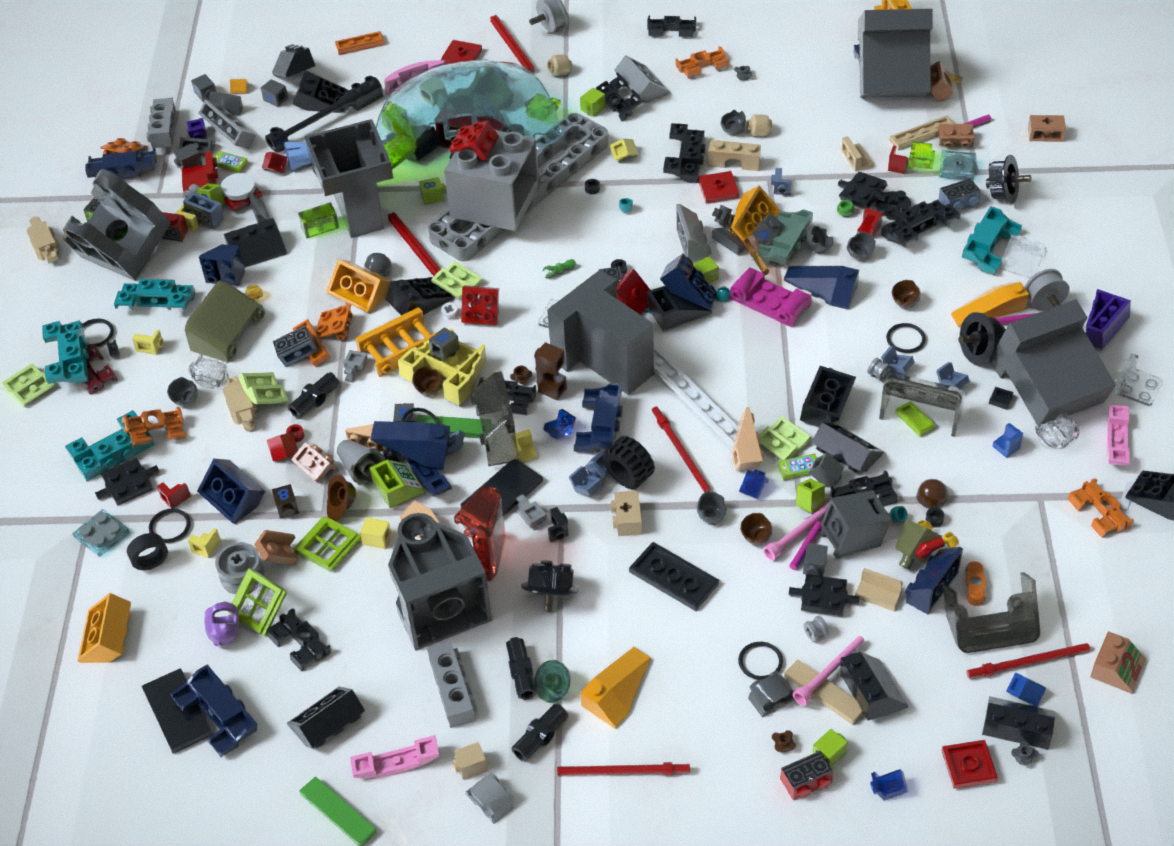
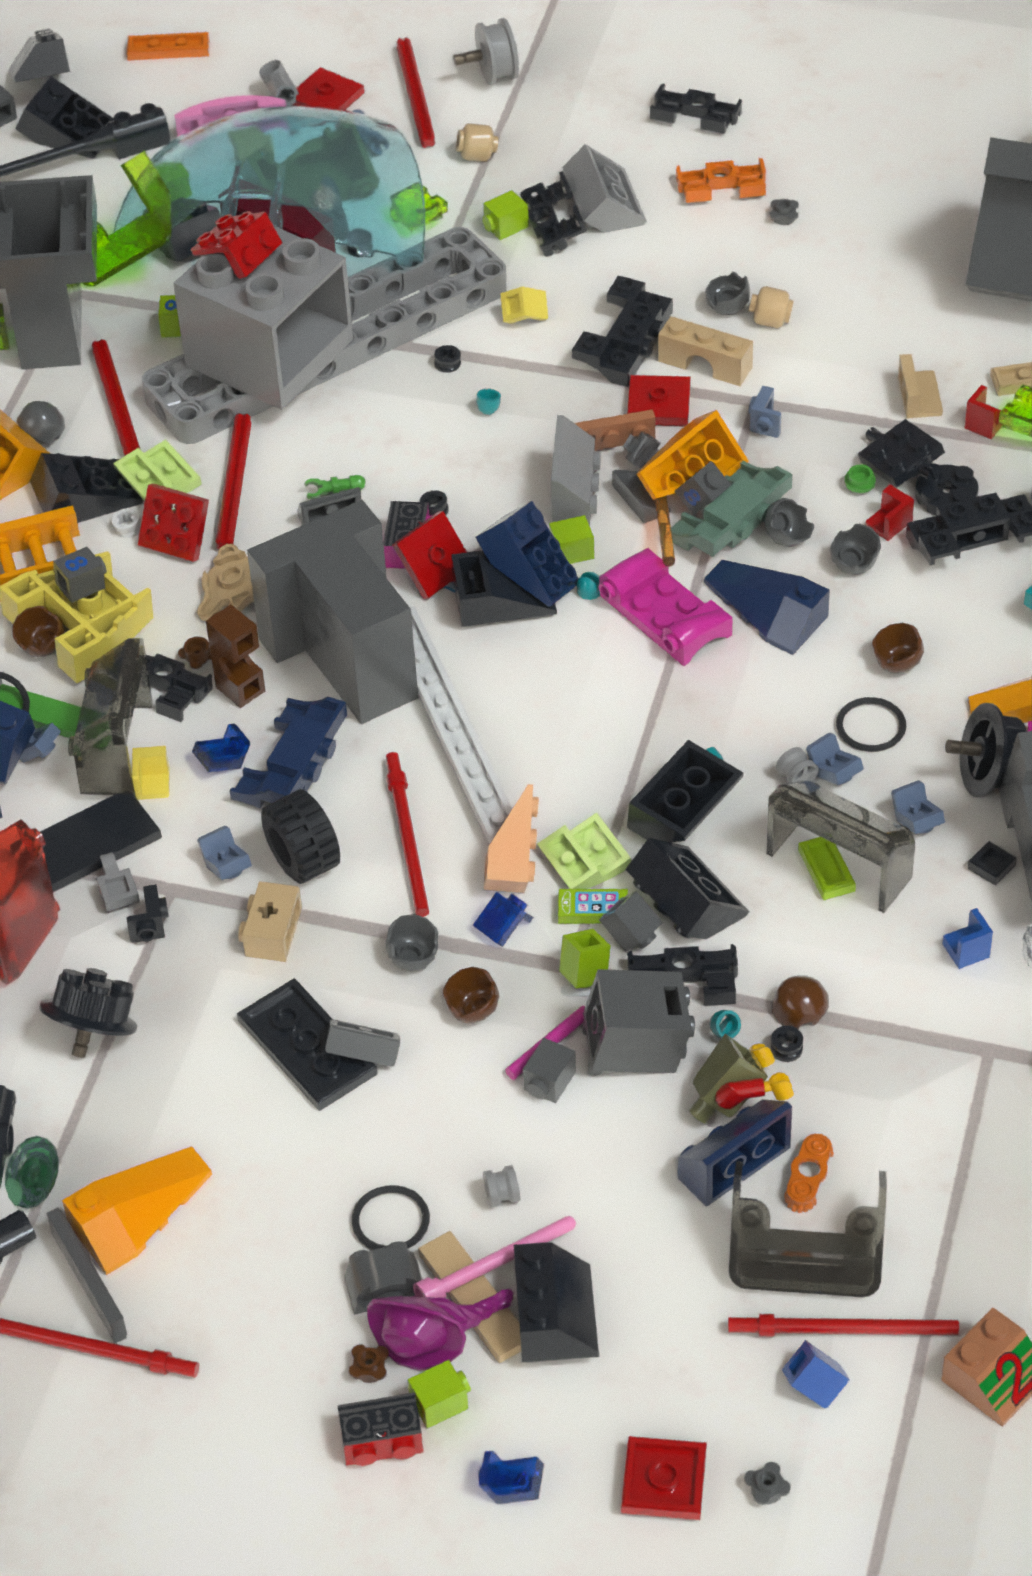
camera: 15 degrees right, 0 degrees up
(434, 51) = (278, 82): none -> light grey piece
(501, 277) = (233, 480): none -> red axle
(525, 331) = (226, 582): none -> tan tile
(562, 280) = (319, 507): none -> dark grey slope
(596, 467) = (250, 835): sand blue bracket -> none
(607, 730) = (87, 1275): none -> dark grey tile
(706, 206) = (615, 430): none -> nougat plate
(707, 568) = (362, 1043): none -> dark grey slope
(774, 549) = (488, 1037): bright pink piece -> none
(809, 715) = (428, 1329): none -> magenta hat
(824, 595) = (542, 1133): black plate -> none
(879, 589) = (636, 1146): tan panel -> none
(1019, 722) = (778, 1426): black slope -> none

